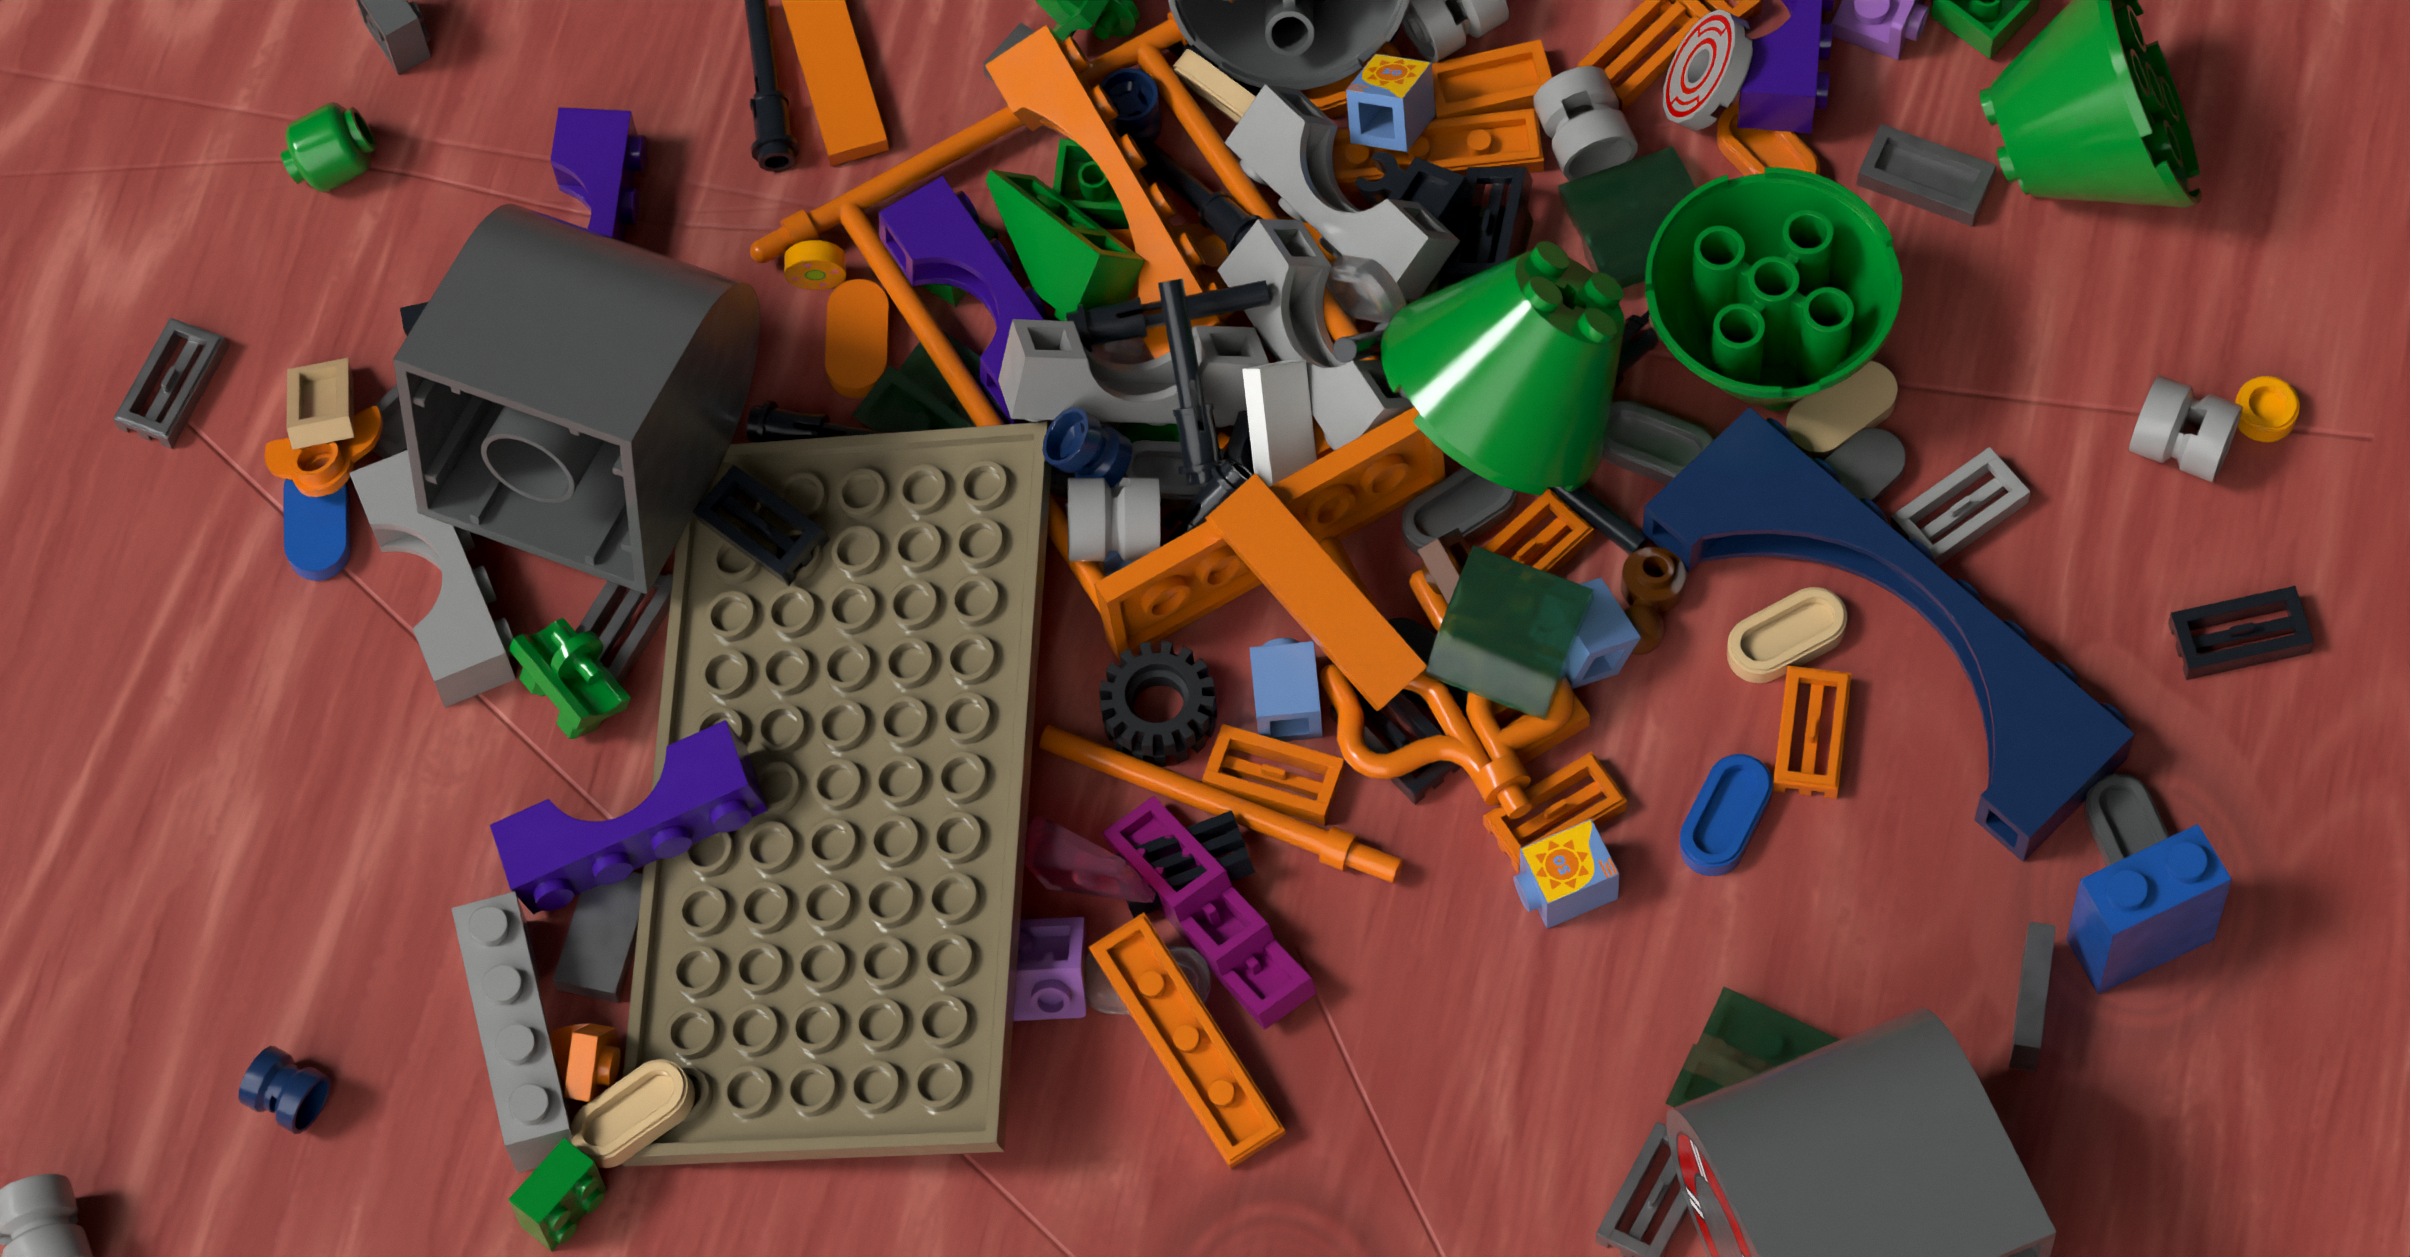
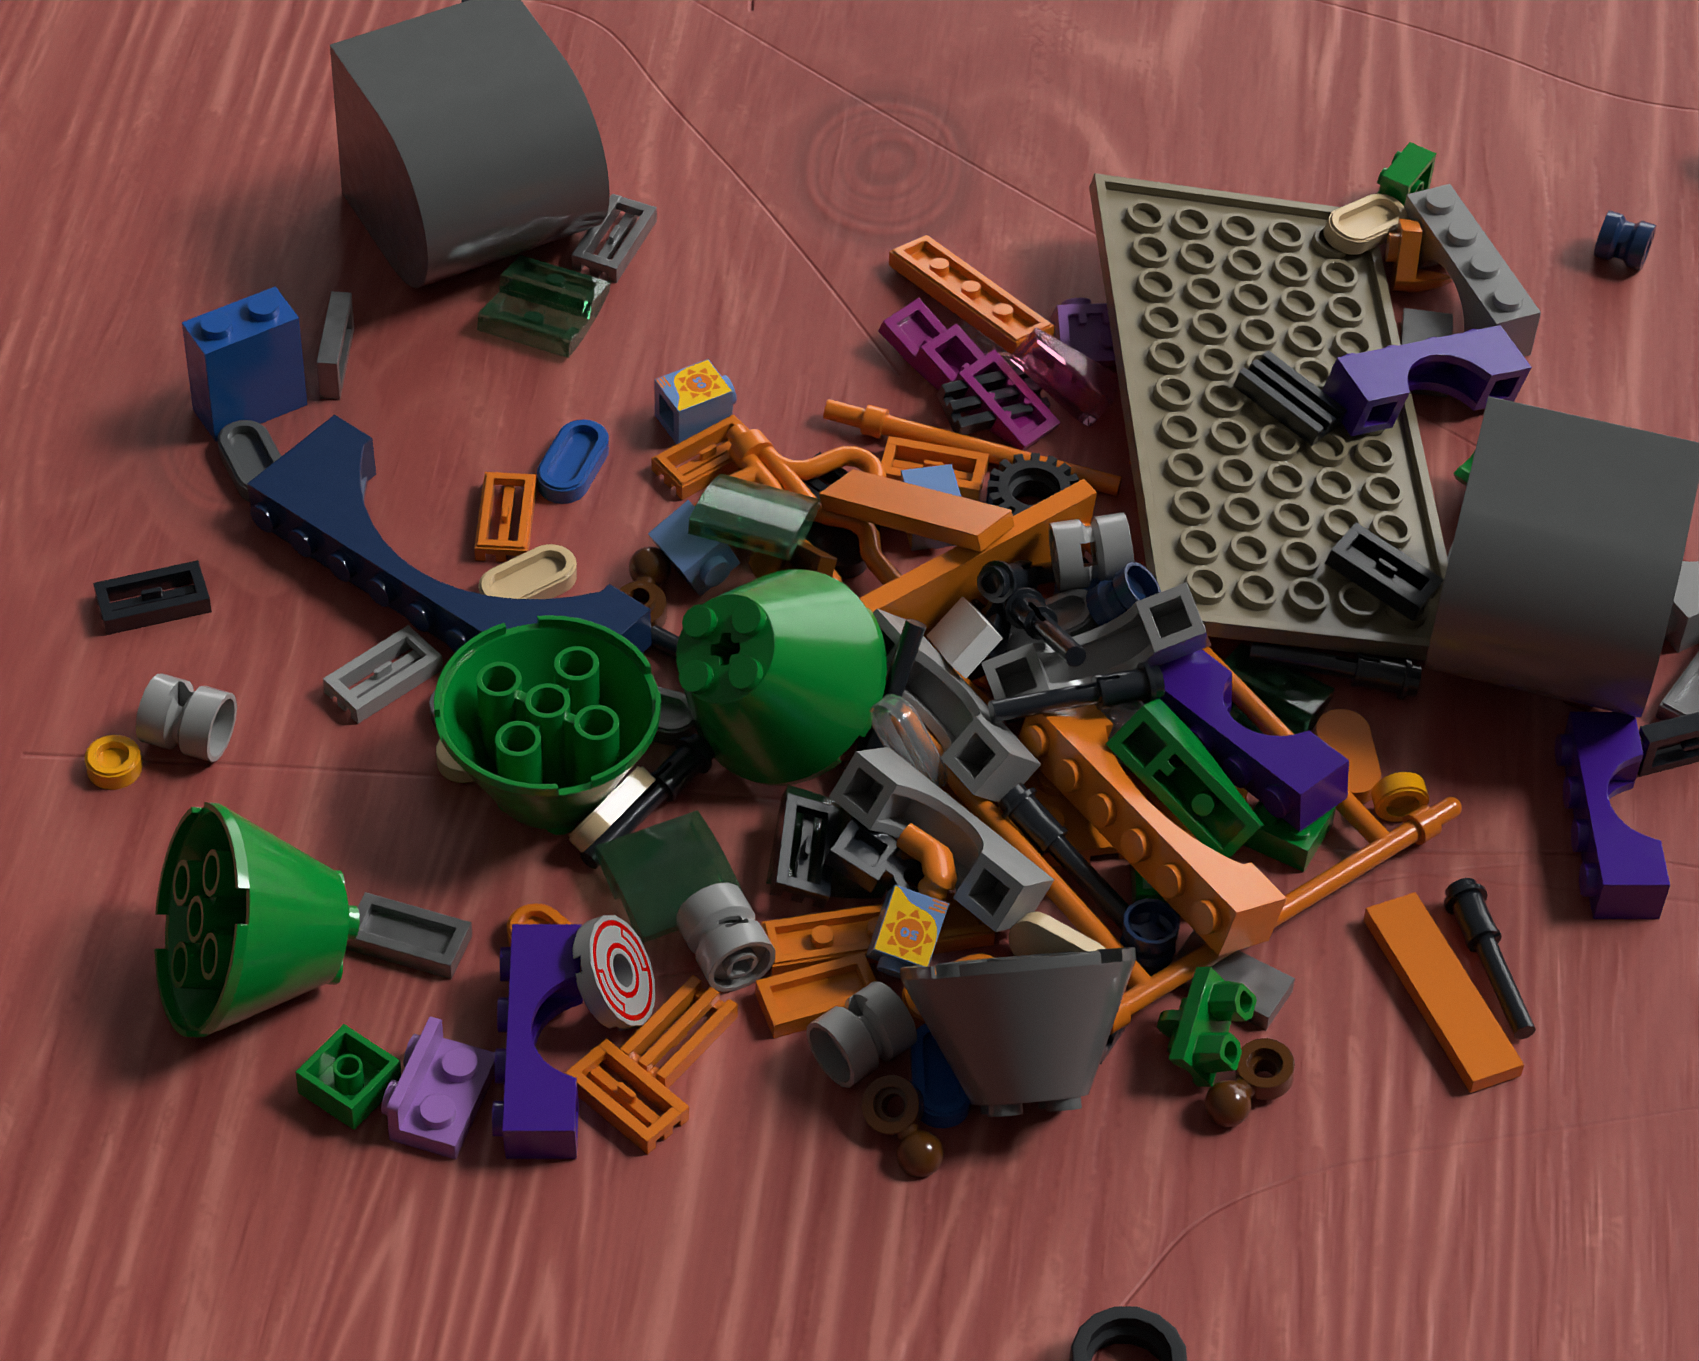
camera: 165 degrees right, 15 degrees down
(782, 742) = (1290, 398): none -> black tile
(1350, 171) = (935, 859): none -> orange arm

